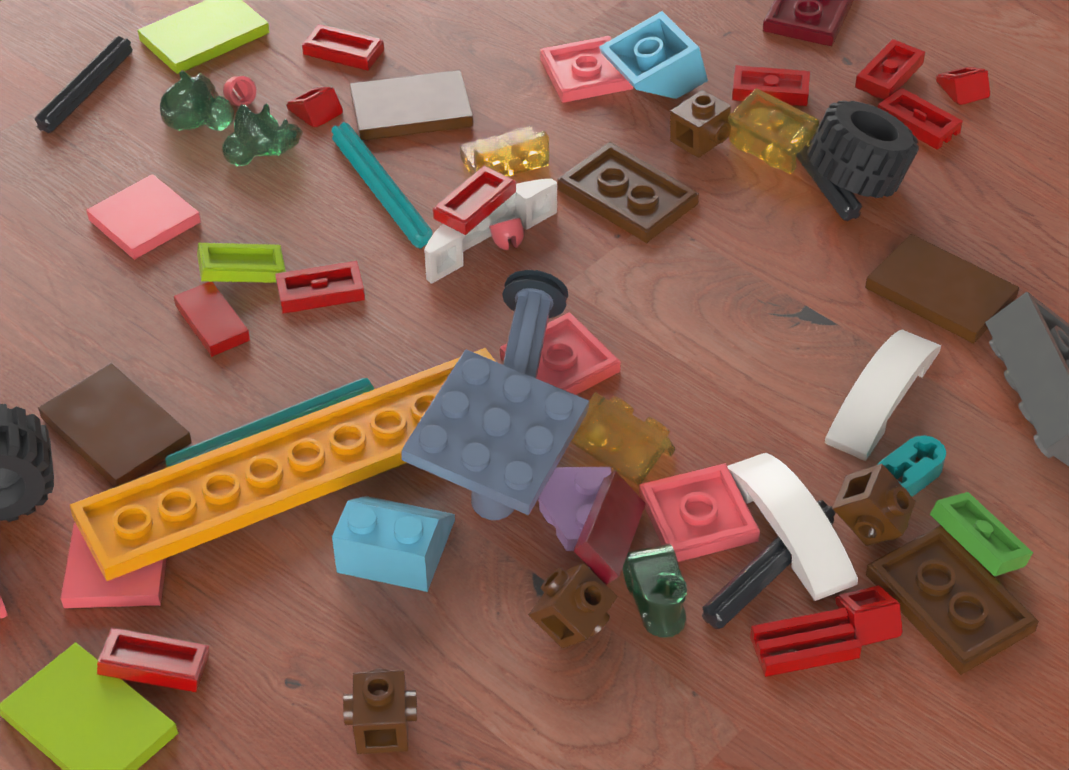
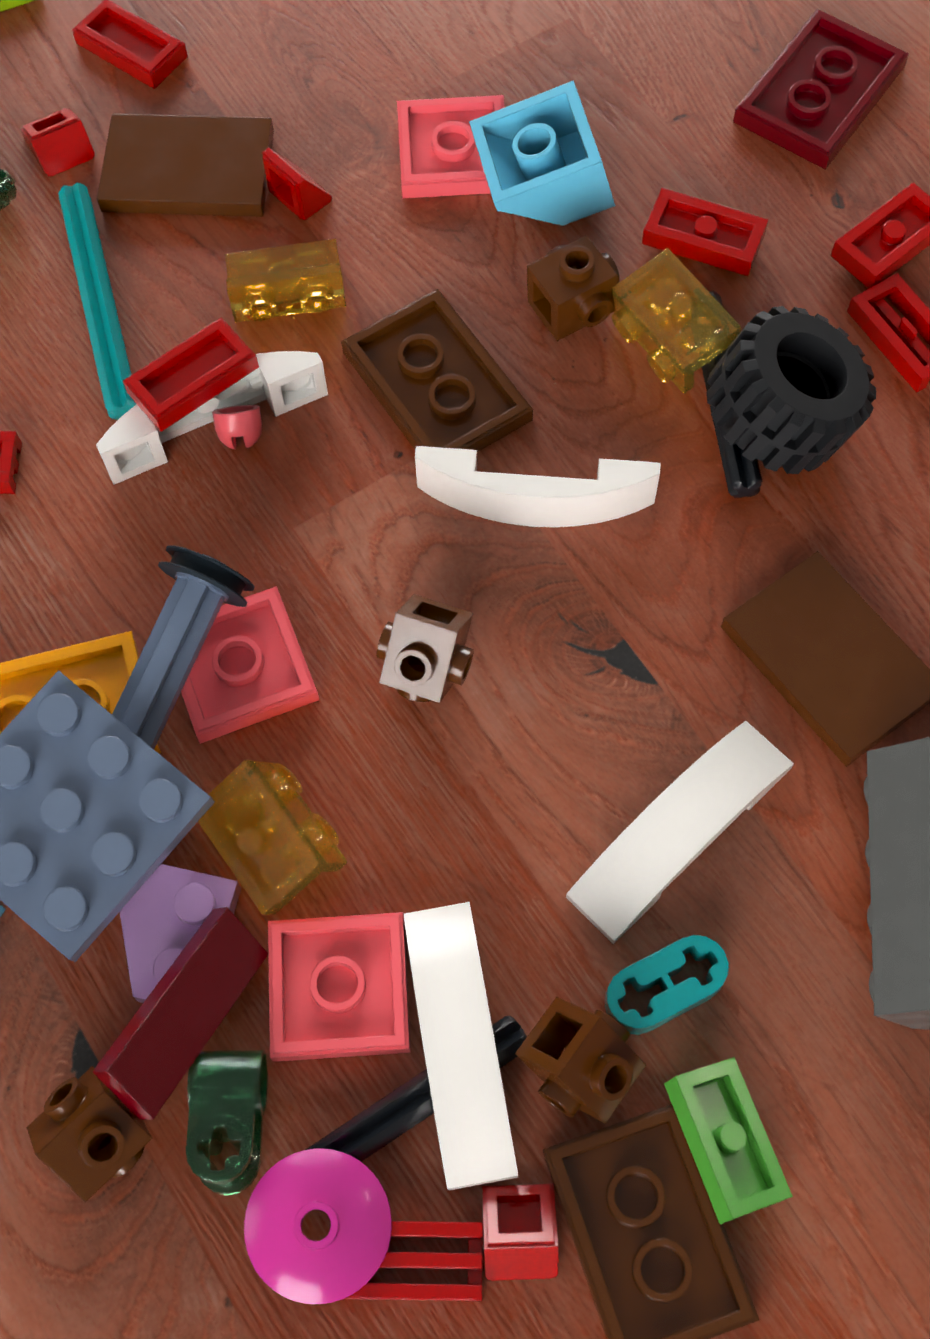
camera: 15 degrees right, 20 degrees up
(490, 102) = (293, 186): none -> red slope
(686, 304) = (425, 649): none -> brick
(718, 237) = (532, 499): none -> white slope
(739, 642) = (358, 1232): none -> dark pink dish

